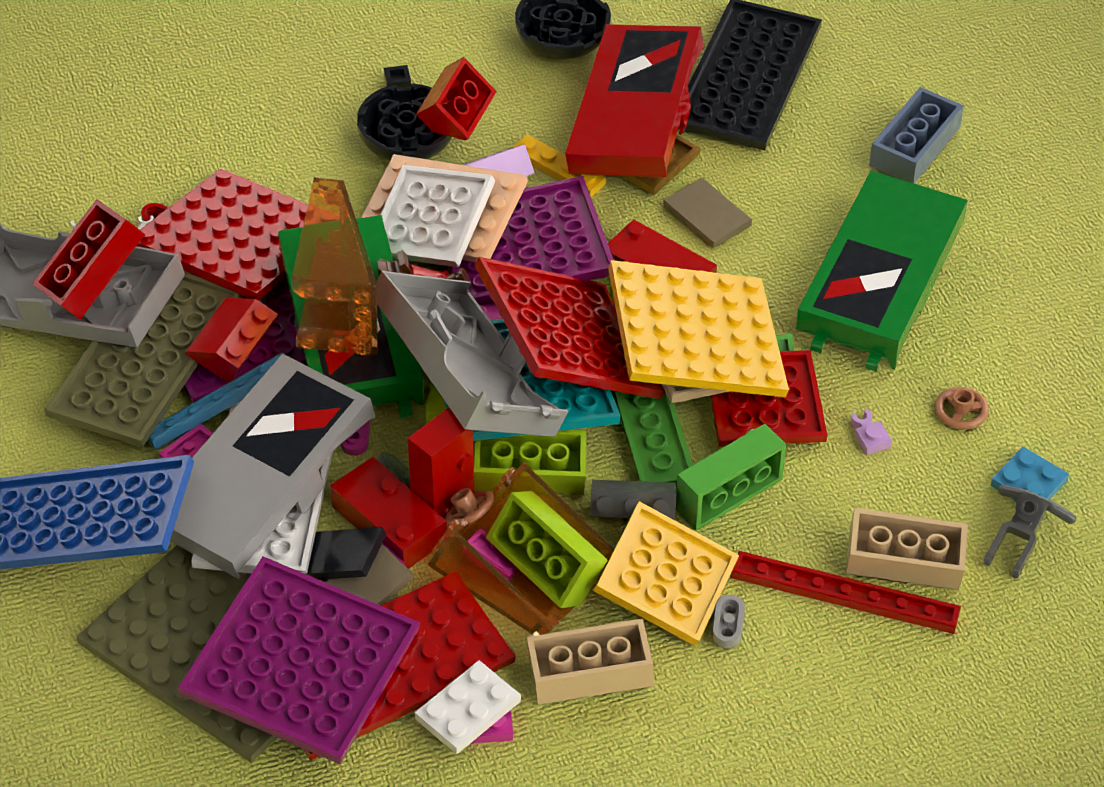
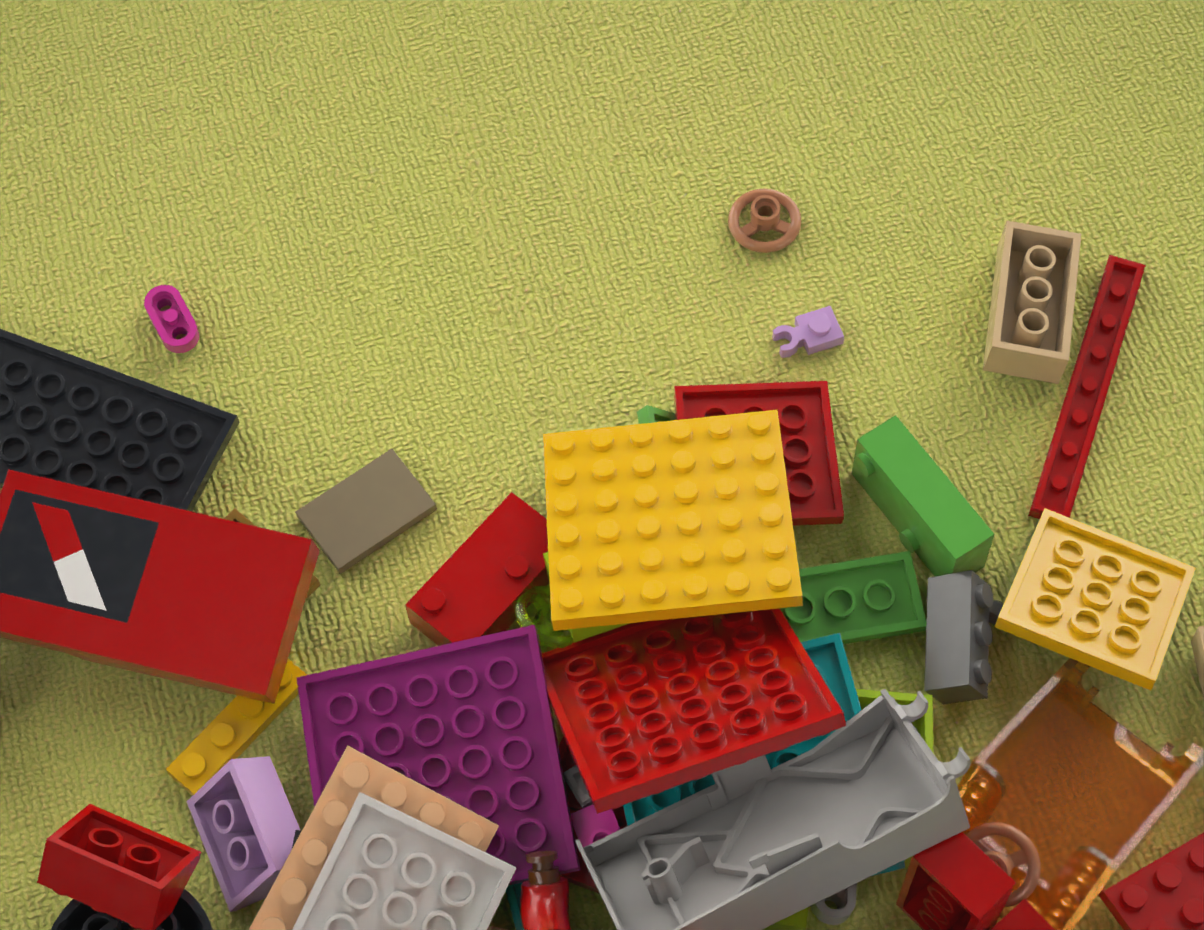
camera: 85 degrees left, 15 degrees up
(492, 554) = (1068, 828): dark pink plate -> none
(546, 549) = (1082, 751): lime brick -> none
(728, 623) = (1154, 529): light grey plate -> none
(835, 111) = (172, 321): none -> dark pink plate
(881, 267) = (523, 276): green piece -> none
(916, 135) = (250, 213): sand blue brick -> none
(1025, 522) = (973, 158): dark grey piece -> none
(1031, 473) = (890, 157): dark azure plate -> none

